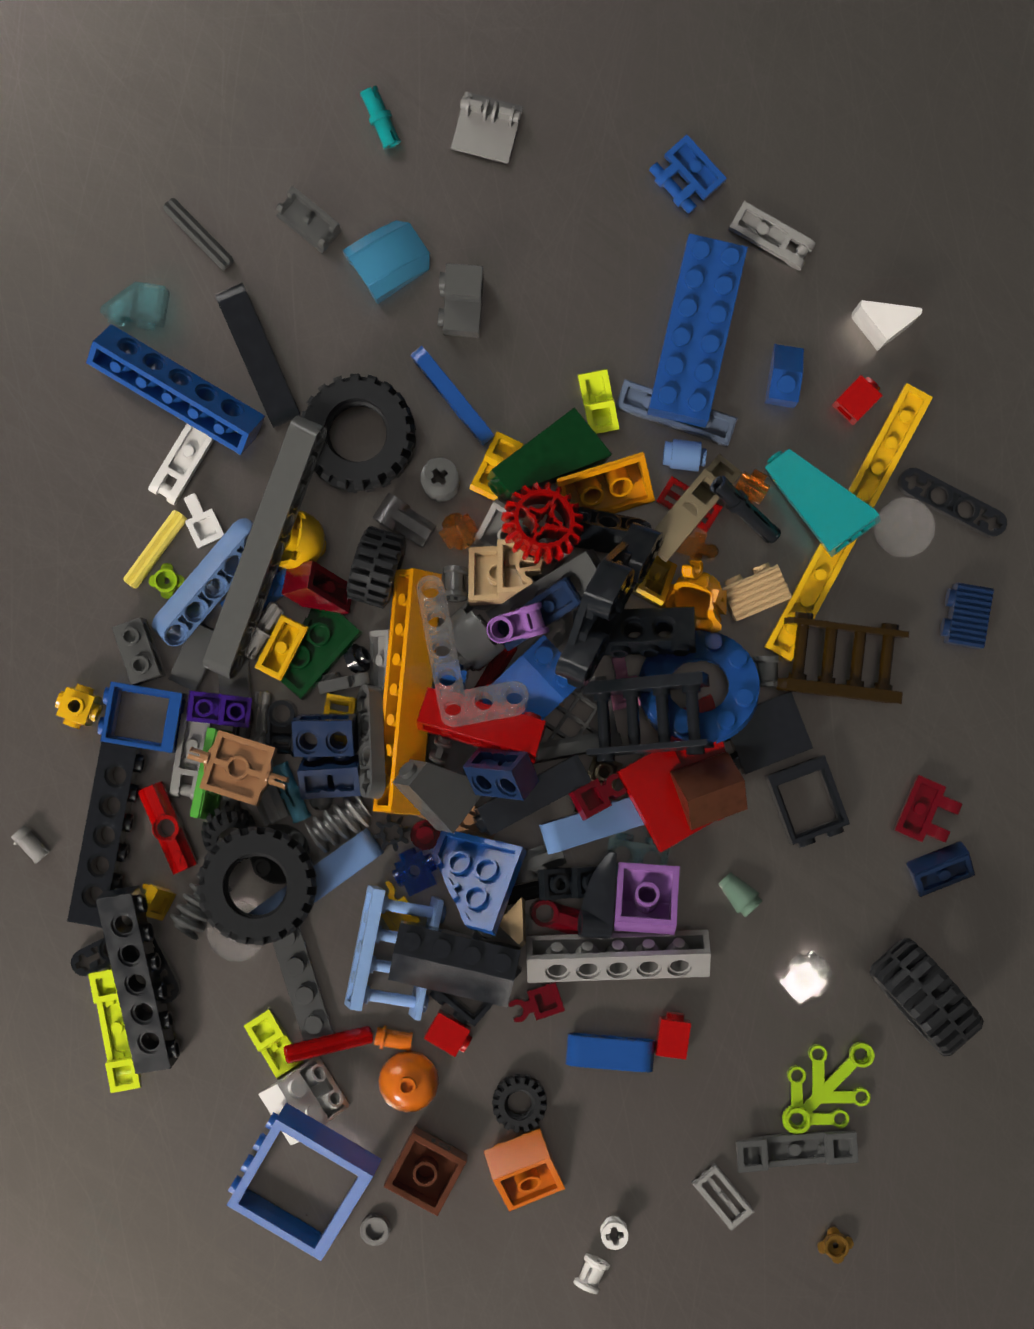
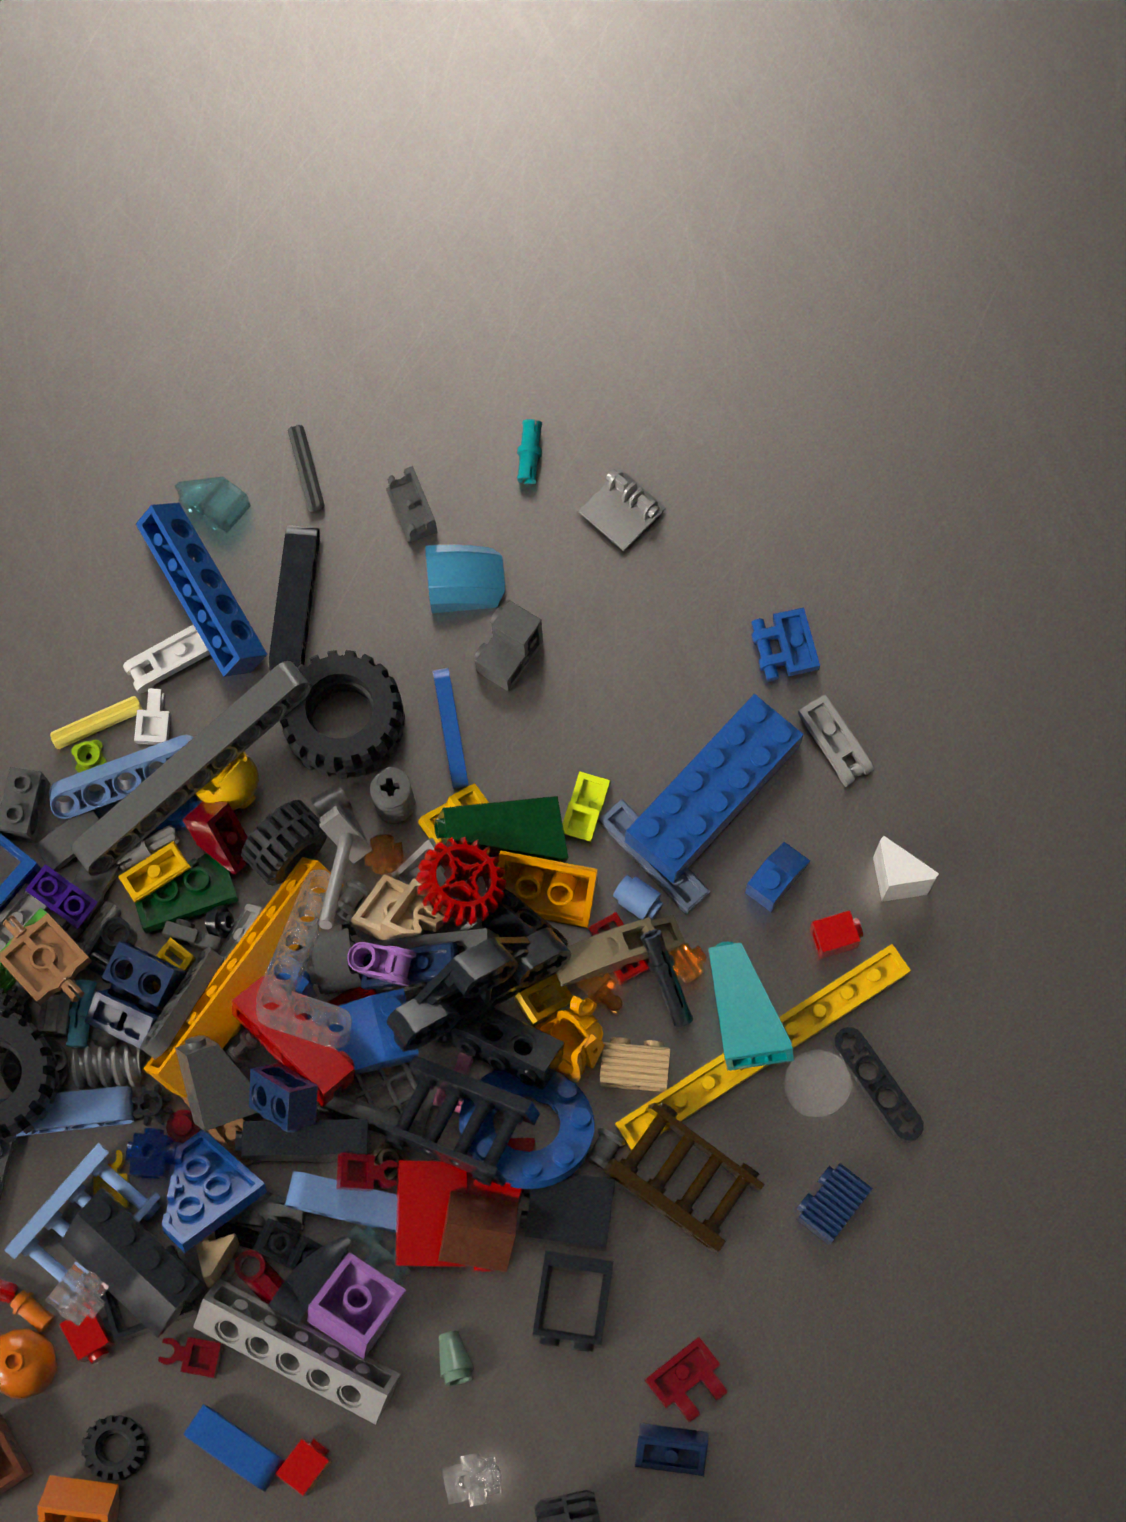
camera: 30 degrees right, 15 degrees down
(428, 1010) = (78, 1294): none -> clear brick
(433, 541) = (350, 846): none -> light grey piece

